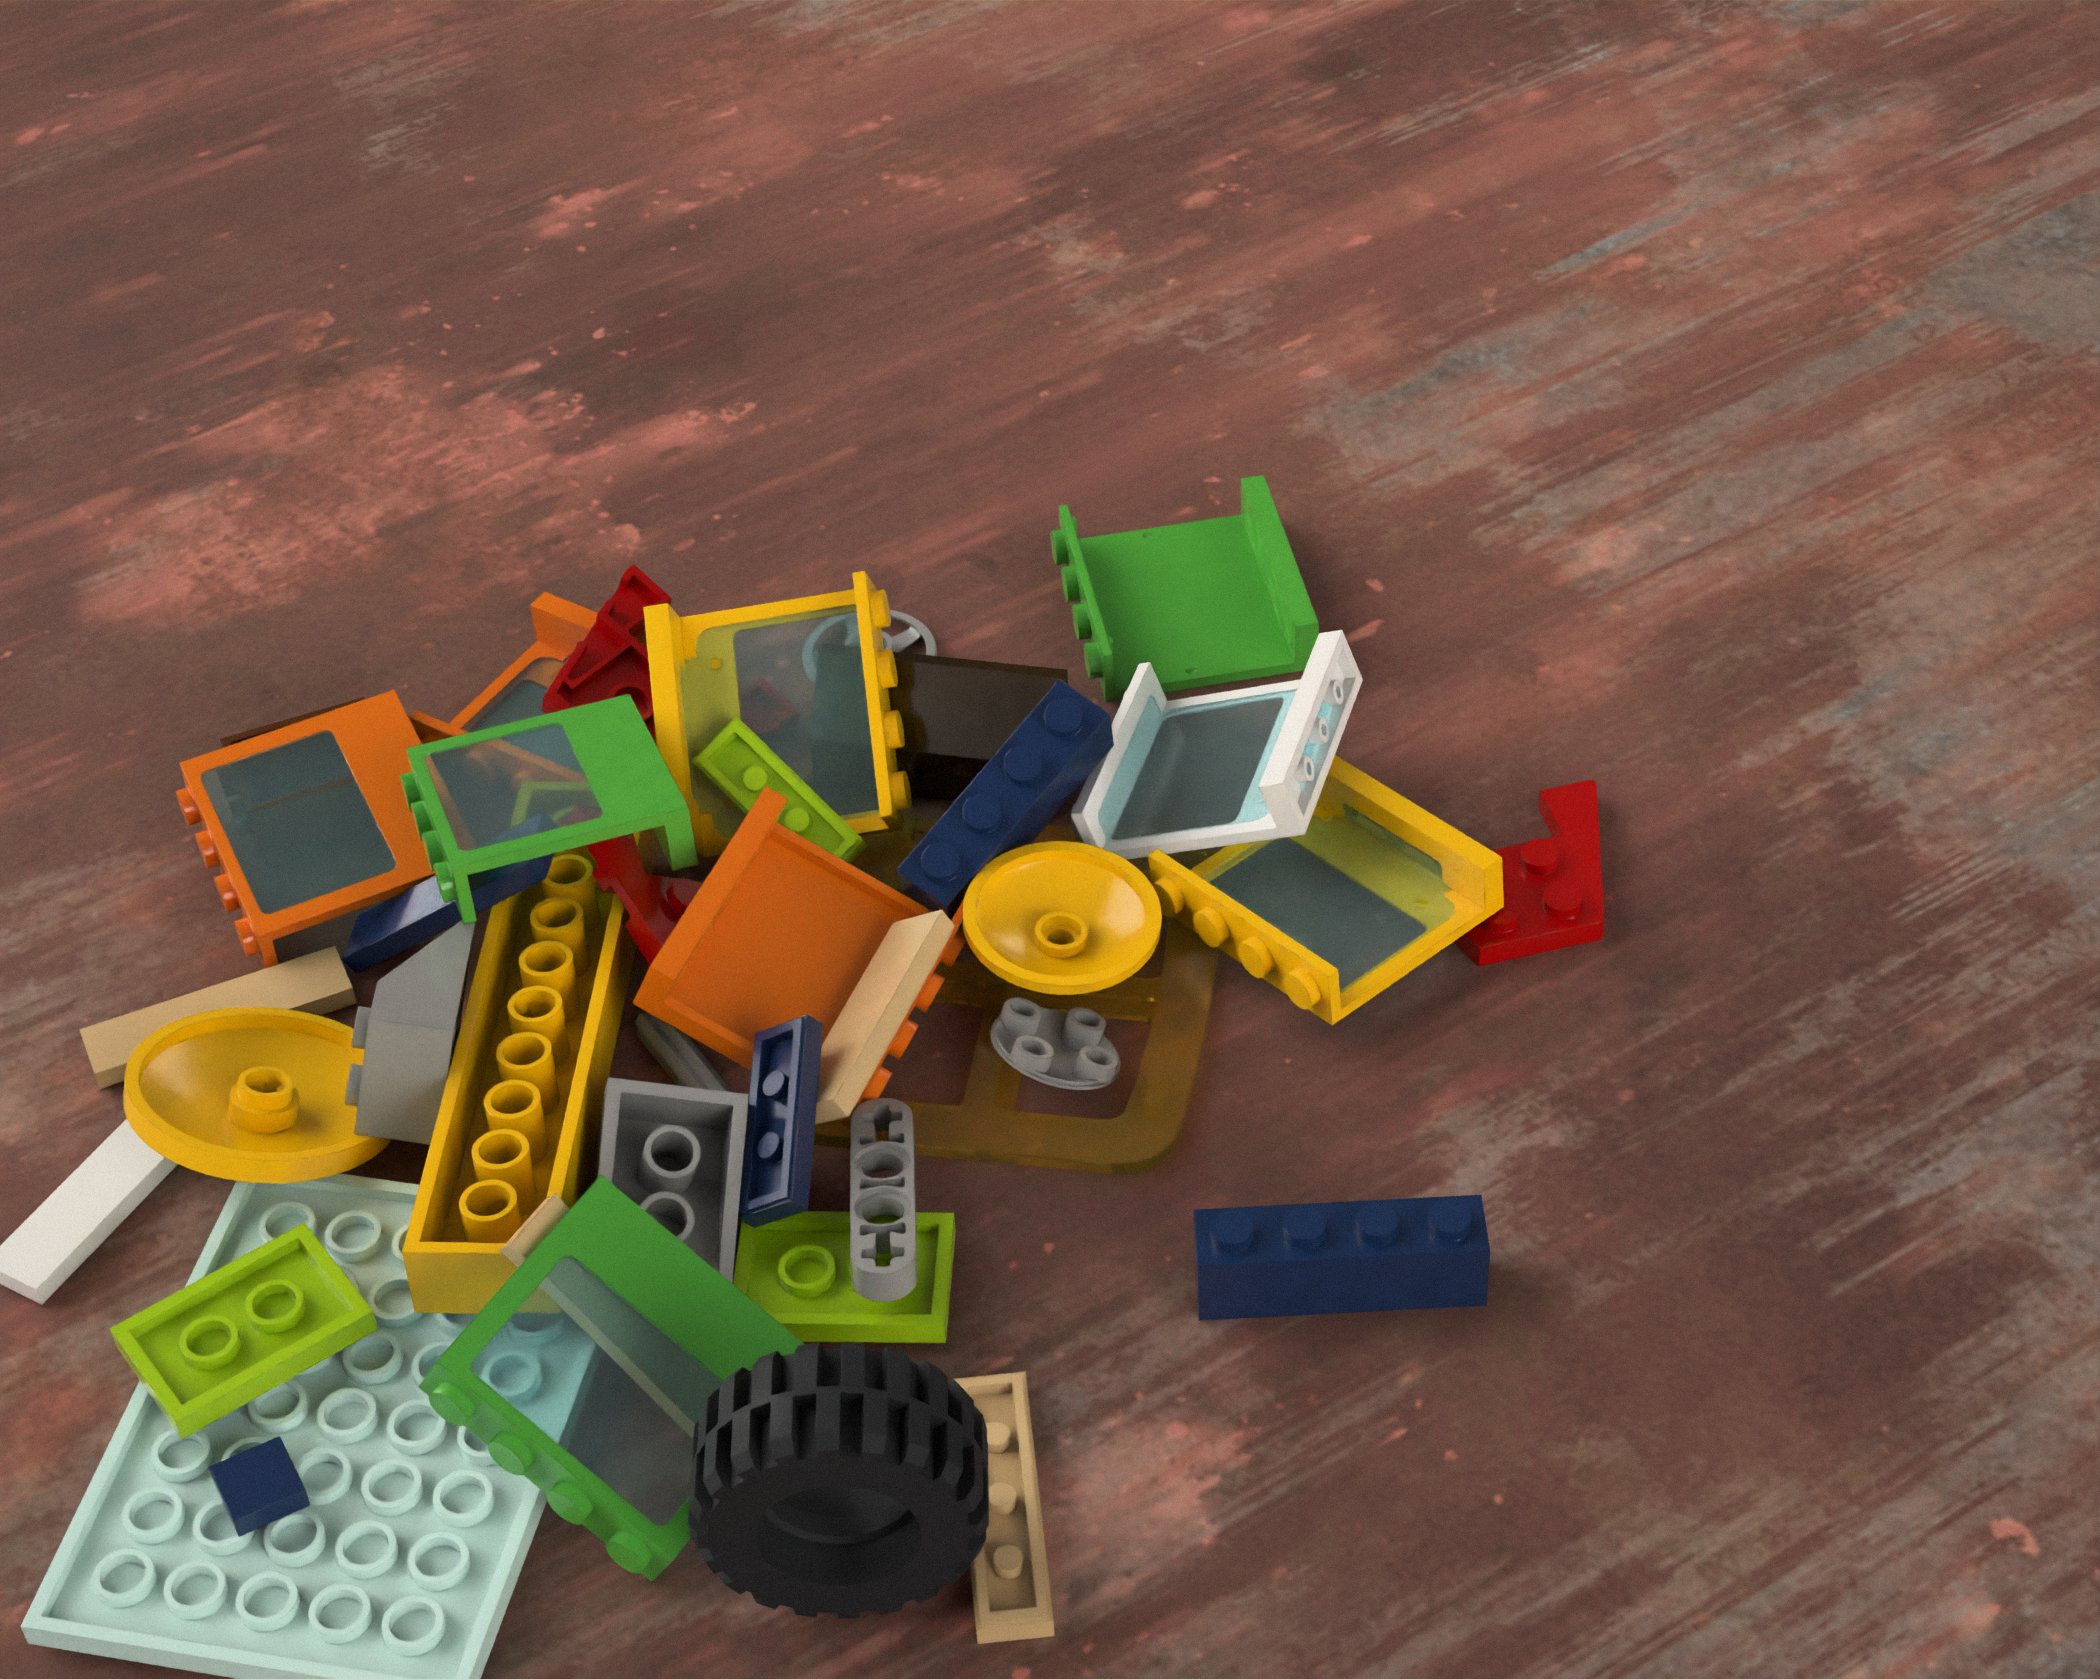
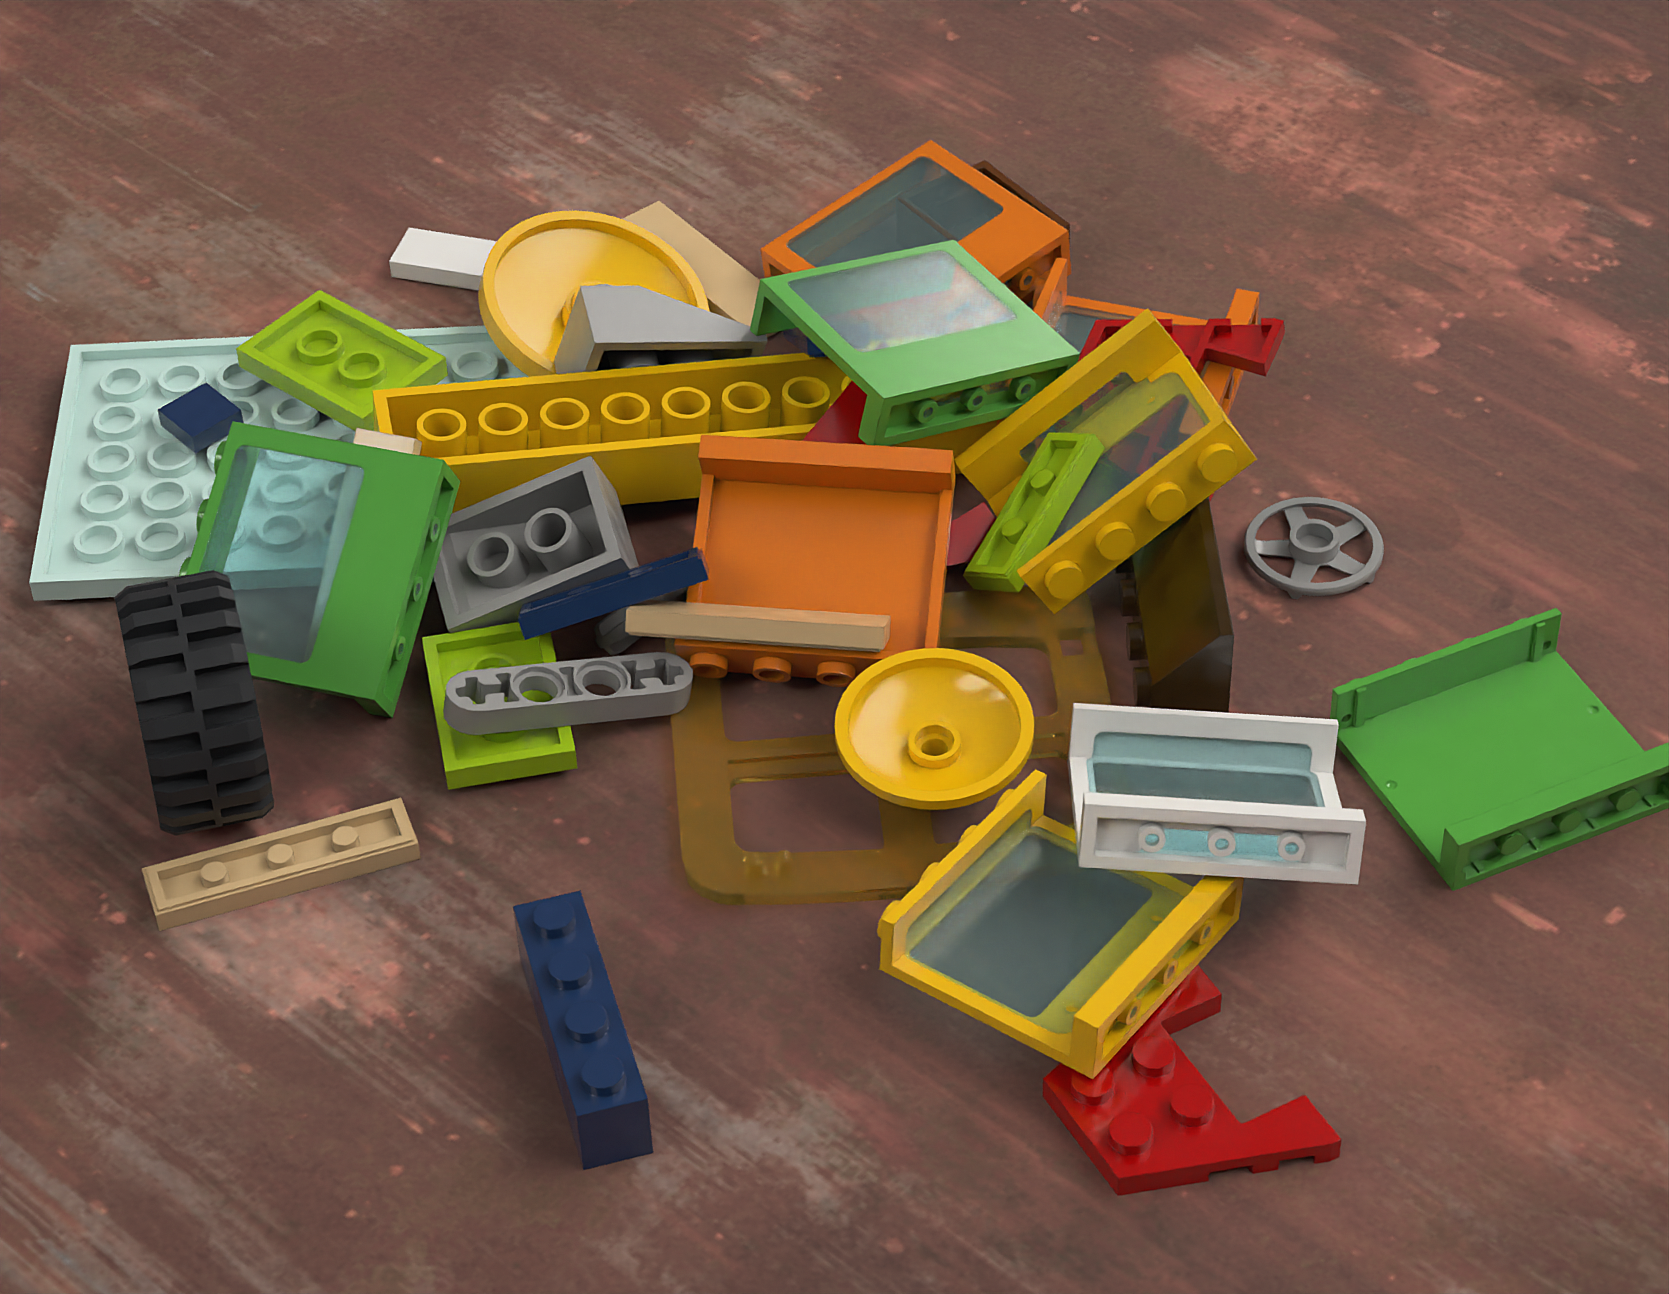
camera: 75 degrees right, 0 degrees up
(1009, 797) = (1071, 647): dark blue brick -> none
(1056, 1045) = (797, 780): light grey dish -> none

